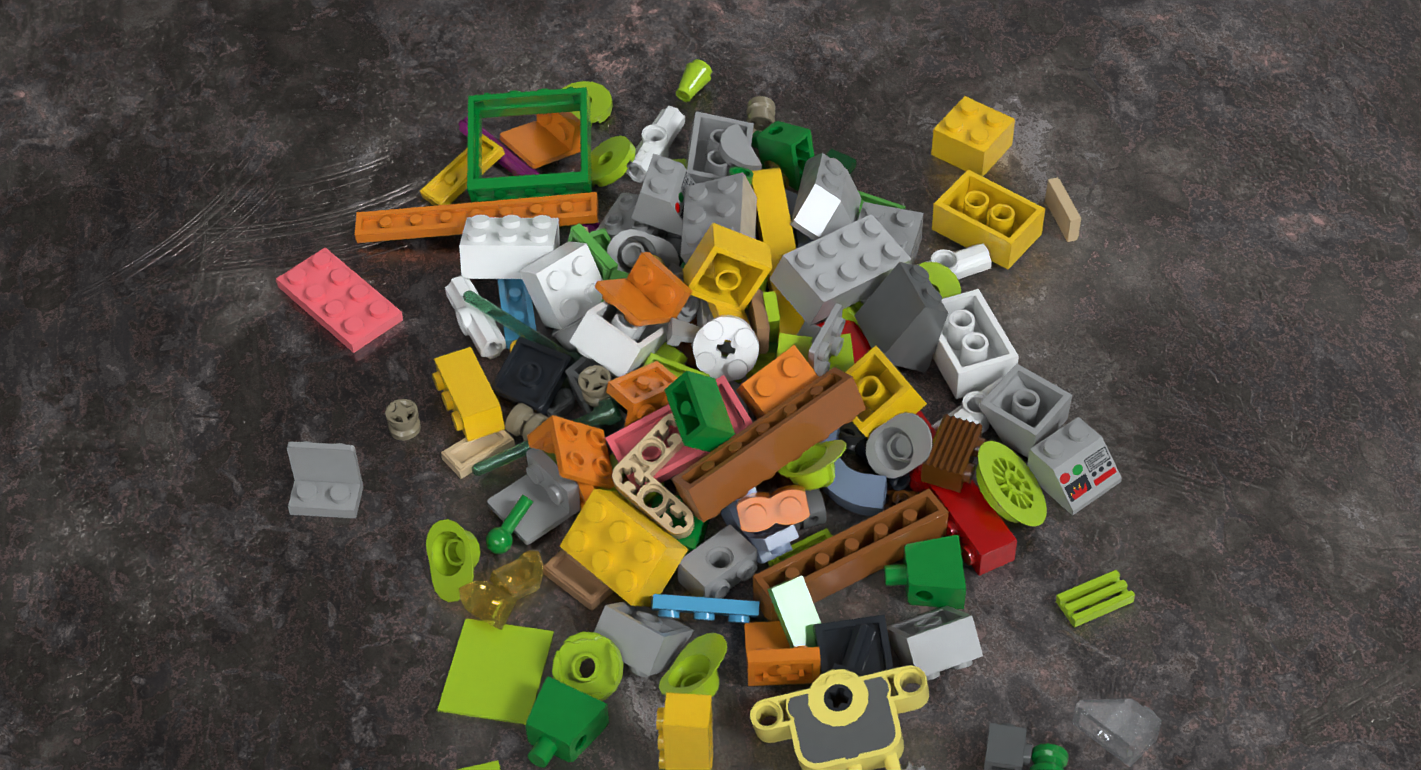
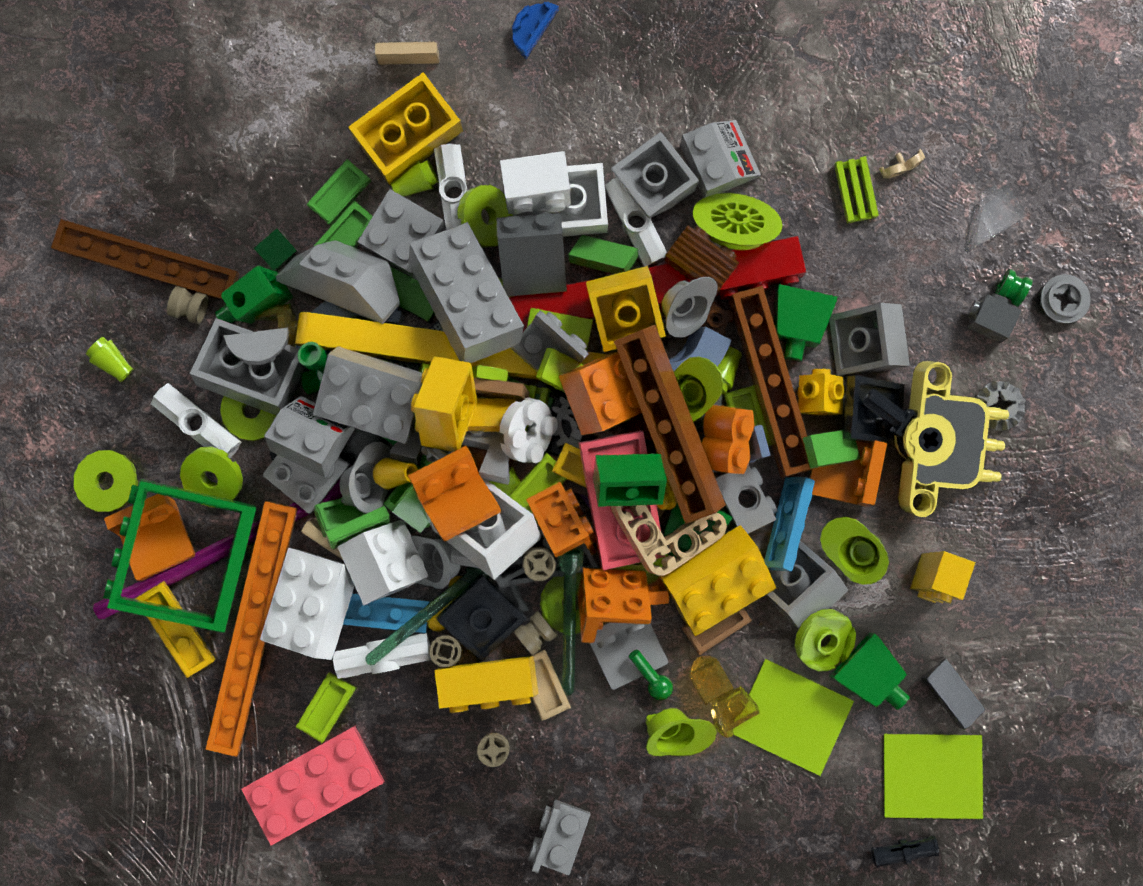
camera: 75 degrees left, 35 degrees up
(415, 292) = (326, 707): none -> lime tile
(491, 356) = (450, 648): none -> dark tan wheel
(790, 73) = (142, 259): none -> reddish brown plate
(843, 516) = (728, 368): none -> lime cone
(845, 599) = (820, 393): none -> yellow brick
(908, 194) = (338, 192): none -> bright green tile
(931, 389) = (603, 255): none -> bright green tile
(942, 239) = (416, 179): none -> lime cone
(970, 291) = (536, 183): none -> white brick
(972, 136) = (284, 104): yellow brick -> none
(1135, 293) = (531, 25): none -> blue plate
(1145, 638) = (903, 166): none -> tan piece

